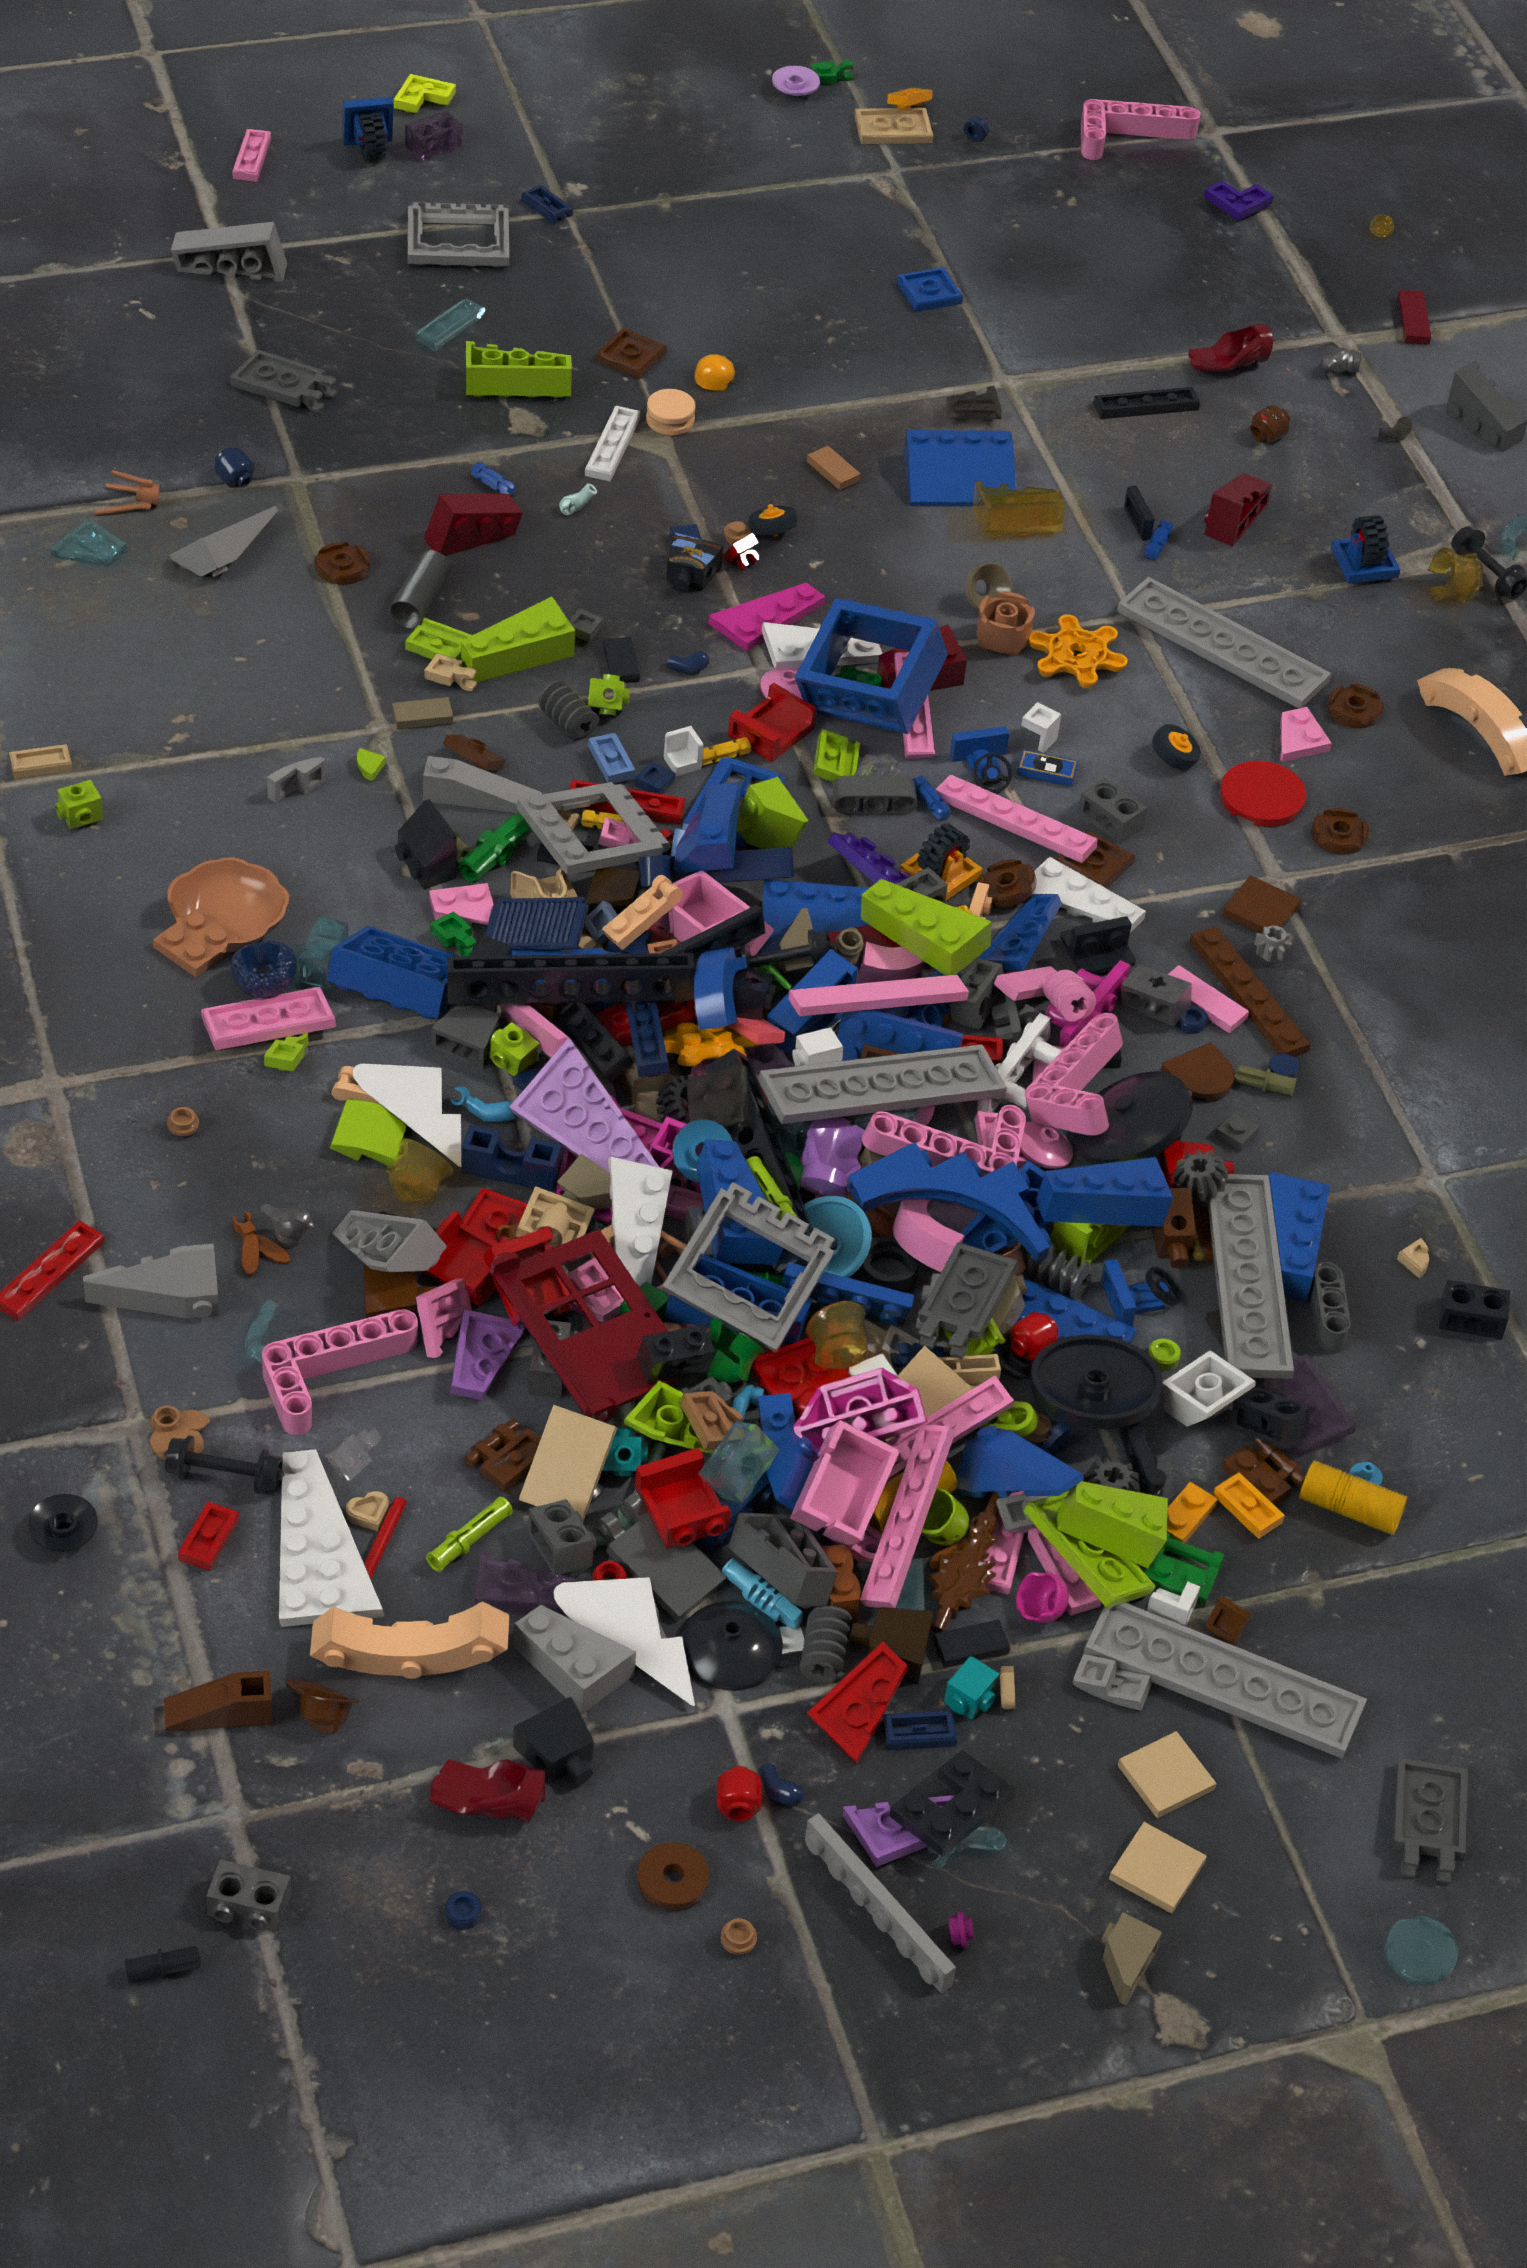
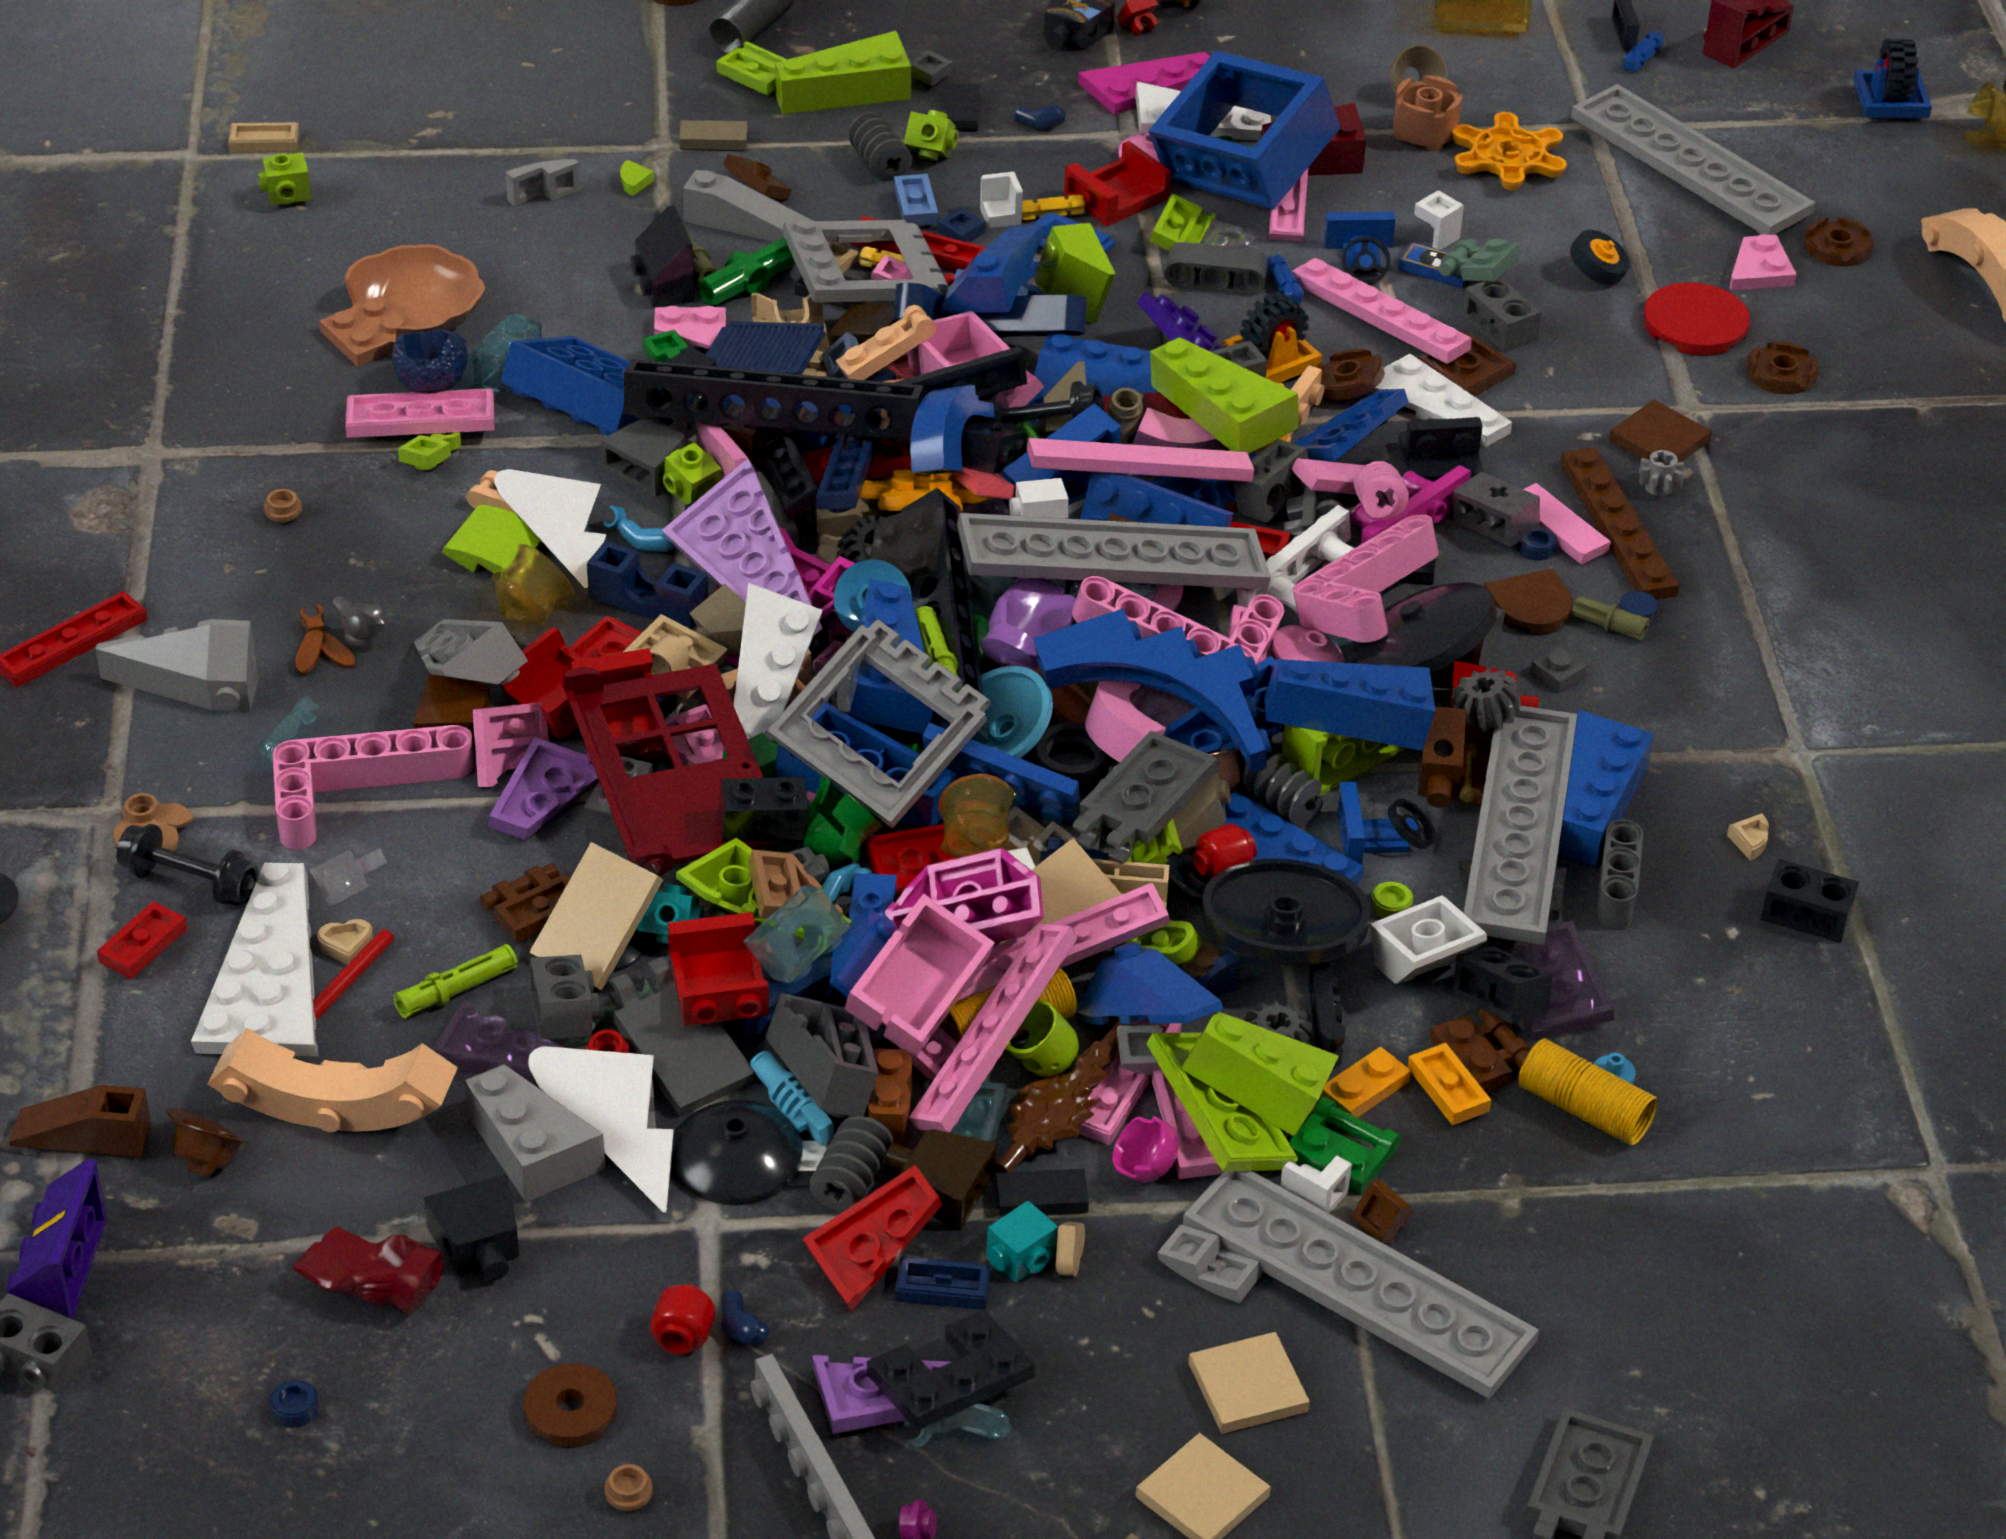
camera: 15 degrees right, 5 degrees down
(240, 1808) = (62, 1241): none -> dark purple slope
(447, 670) = (754, 94): tan plate -> none
(1085, 766) = (1480, 263): none -> sand green plate

